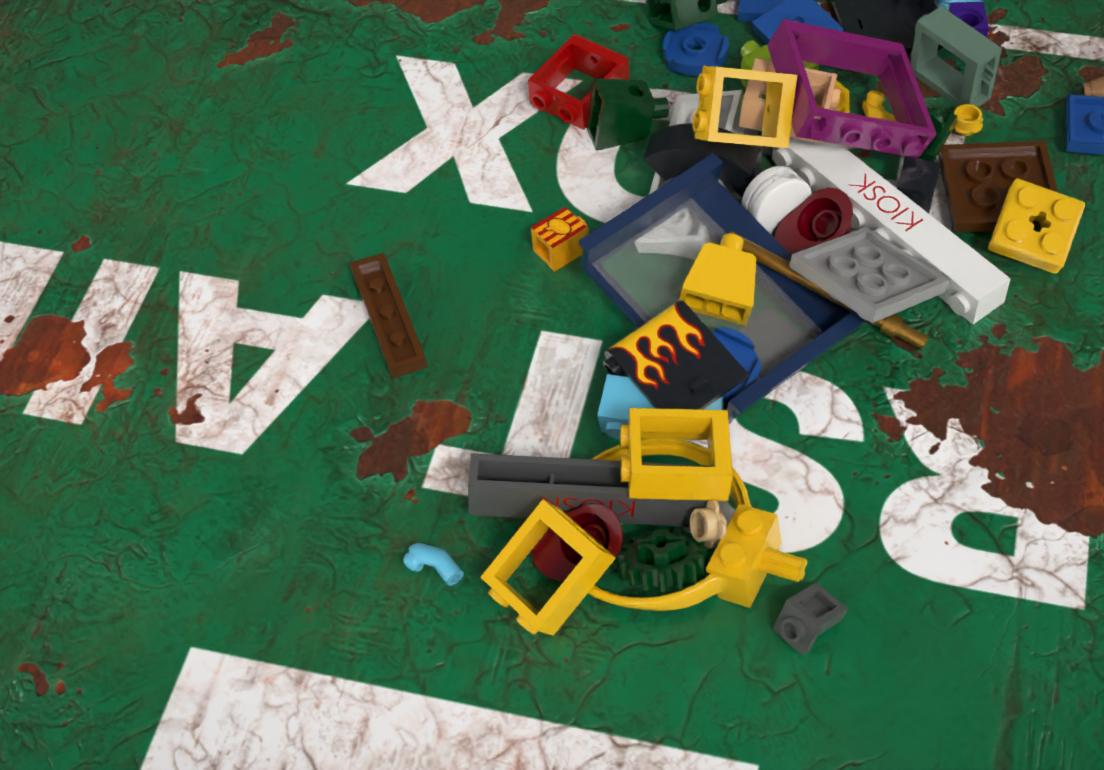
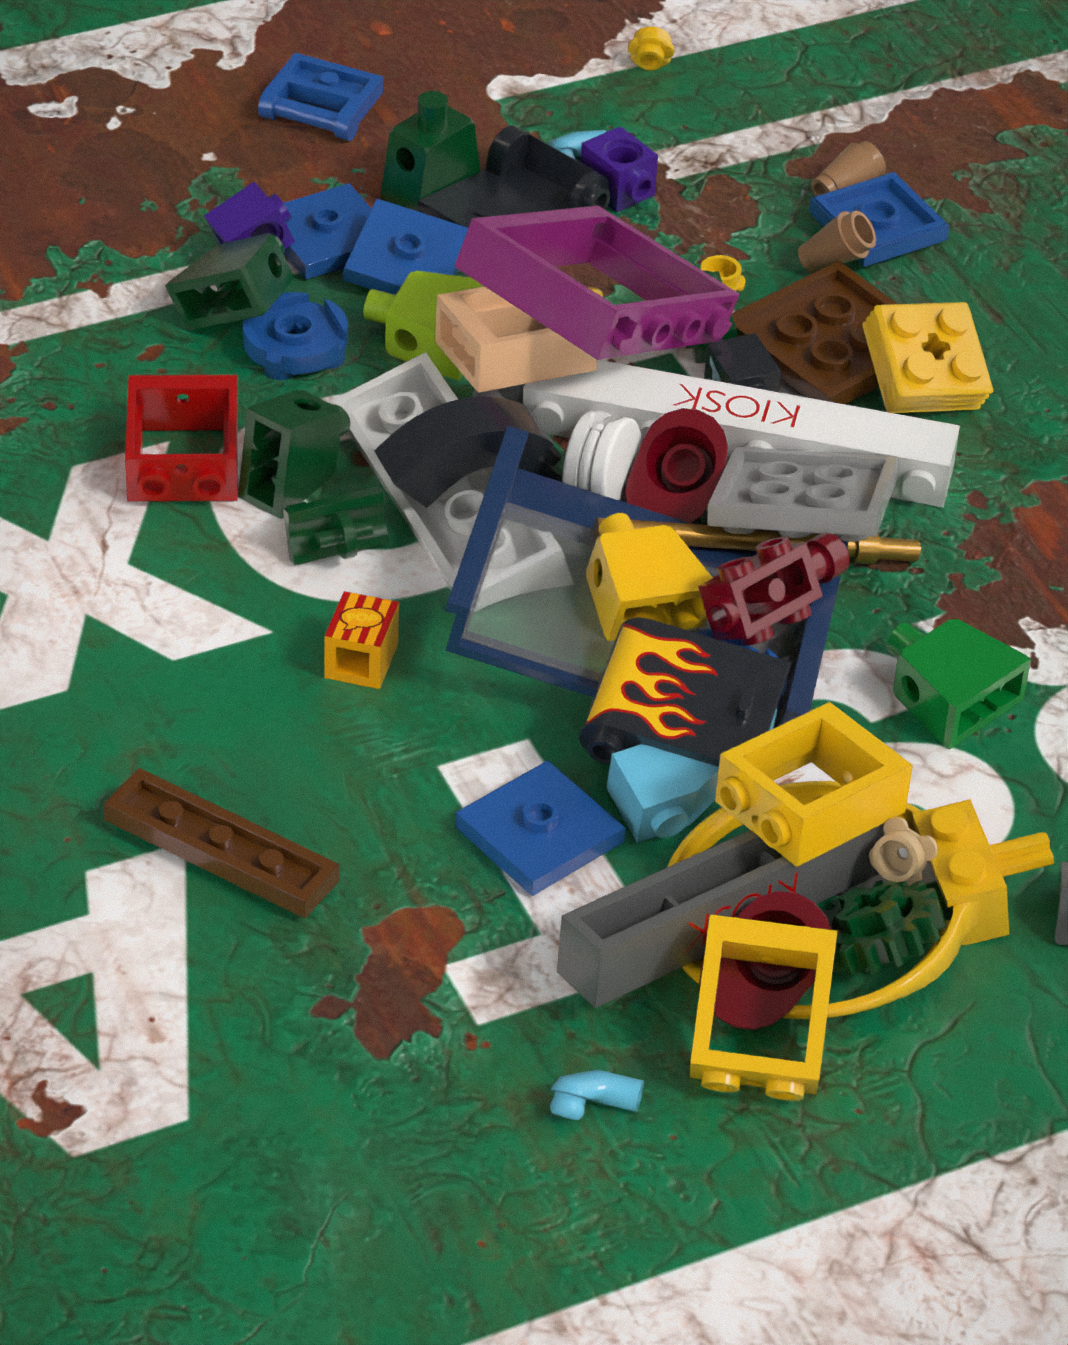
camera: 45 degrees left, 10 degrees down
(554, 395) = (539, 827): none -> blue plate
(608, 167) = (335, 526): none -> dark green hips
(770, 330) = (771, 587): none -> dark red brick
(777, 107) = (542, 337): yellow window -> none
(864, 434) = (956, 678): none -> green torso
(964, 42) = (663, 175): sand green window -> none
(1054, 129) = (842, 240): none -> medium nougat cone

